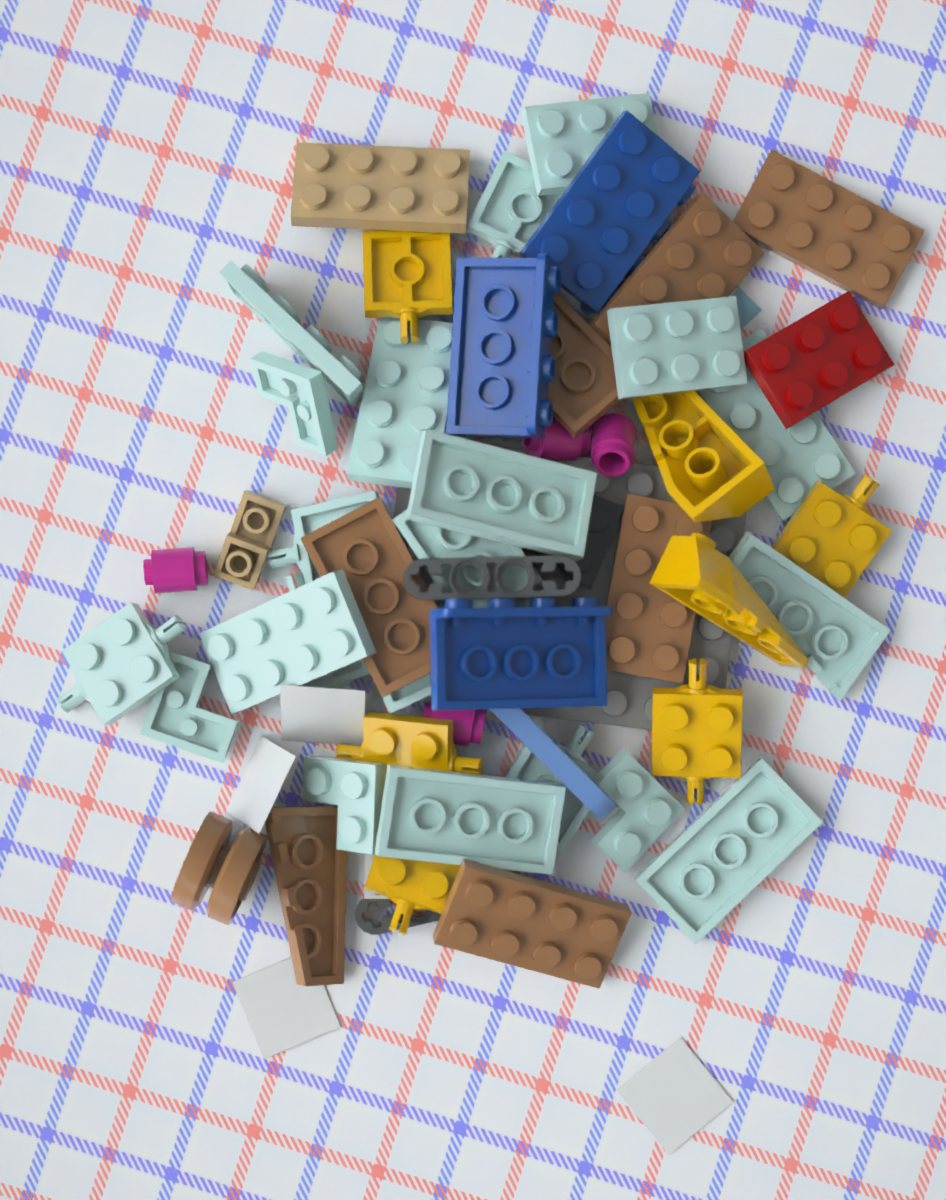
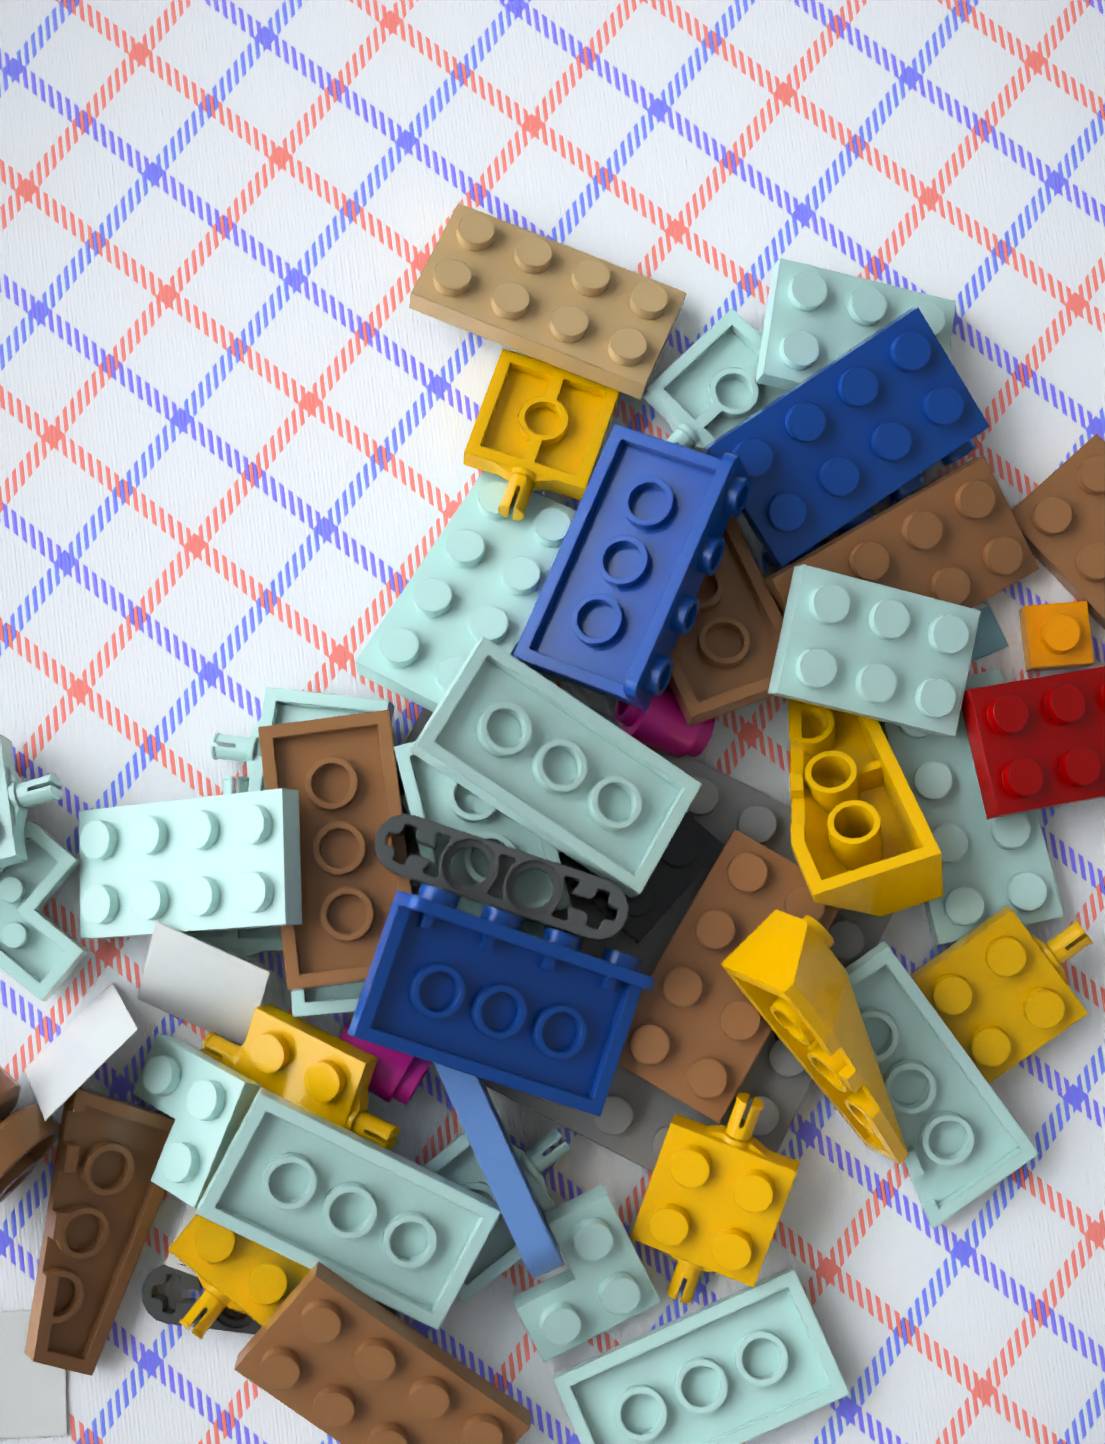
camera: 25 degrees right, 5 degrees down
(176, 570) = (80, 713): dark pink brick -> none
(250, 540) = (198, 707): tan slope -> none
(283, 321) = (351, 431): light aqua plate -> none
(303, 393) = (340, 536): light aqua plate -> none
(613, 444) = (740, 754): dark pink brick -> none
(790, 293) = (1056, 636): none -> light orange plate

